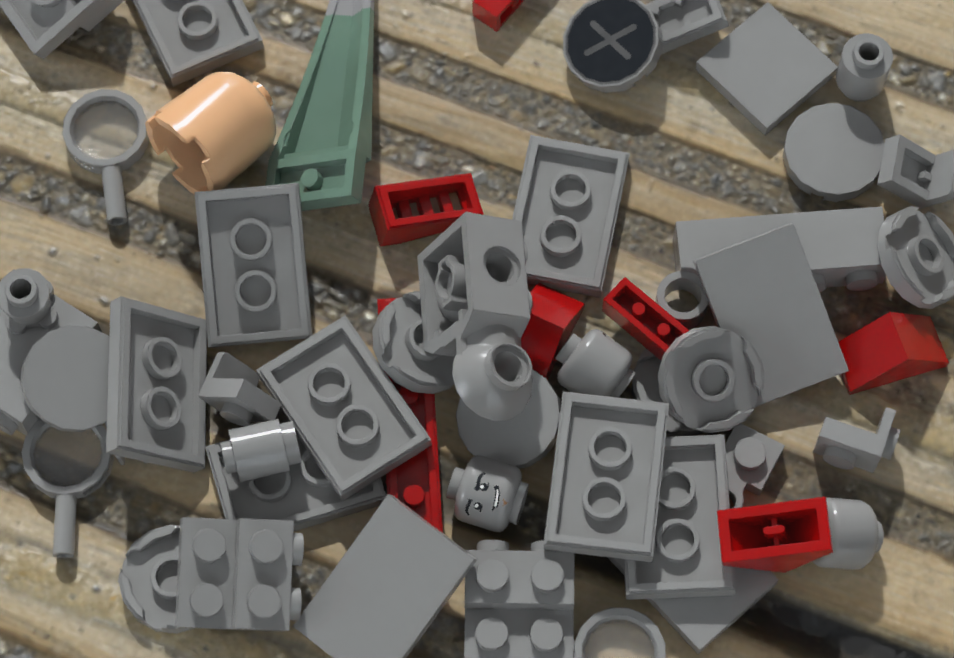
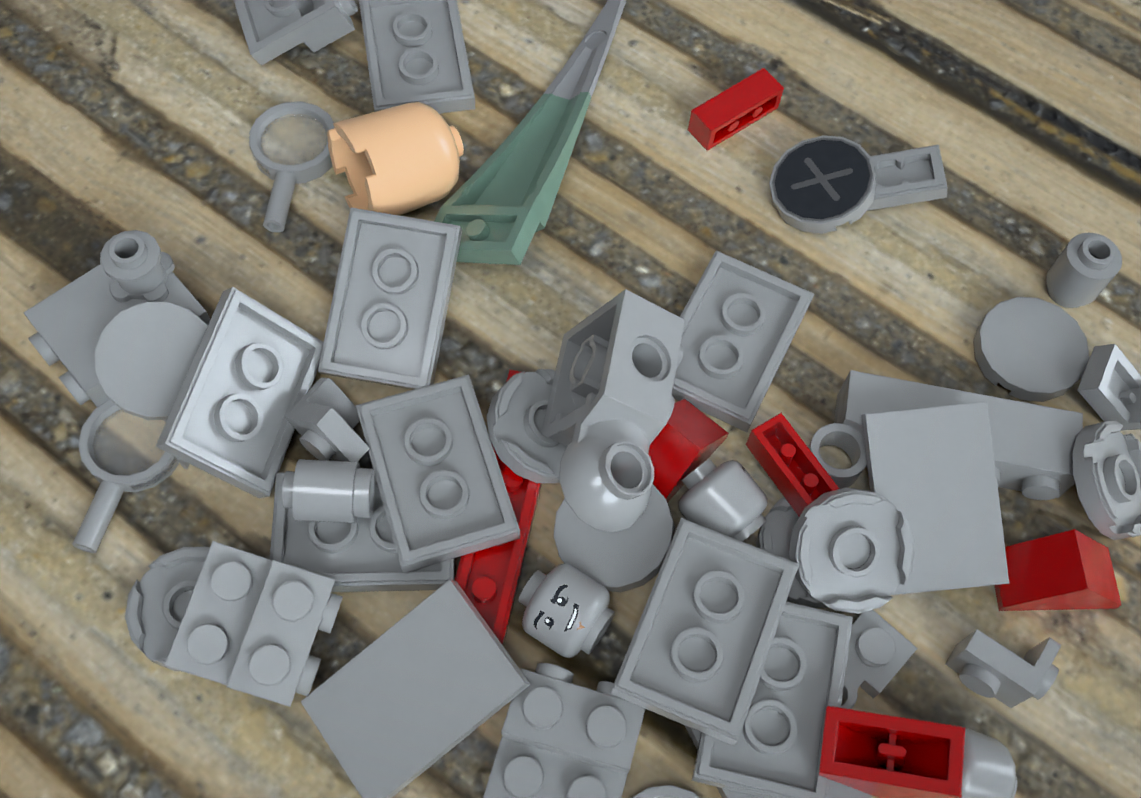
camera: 10 degrees right, 5 degrees down
(410, 227) = (565, 274): red slope -> none
(766, 68) = (975, 250): light grey tile -> none

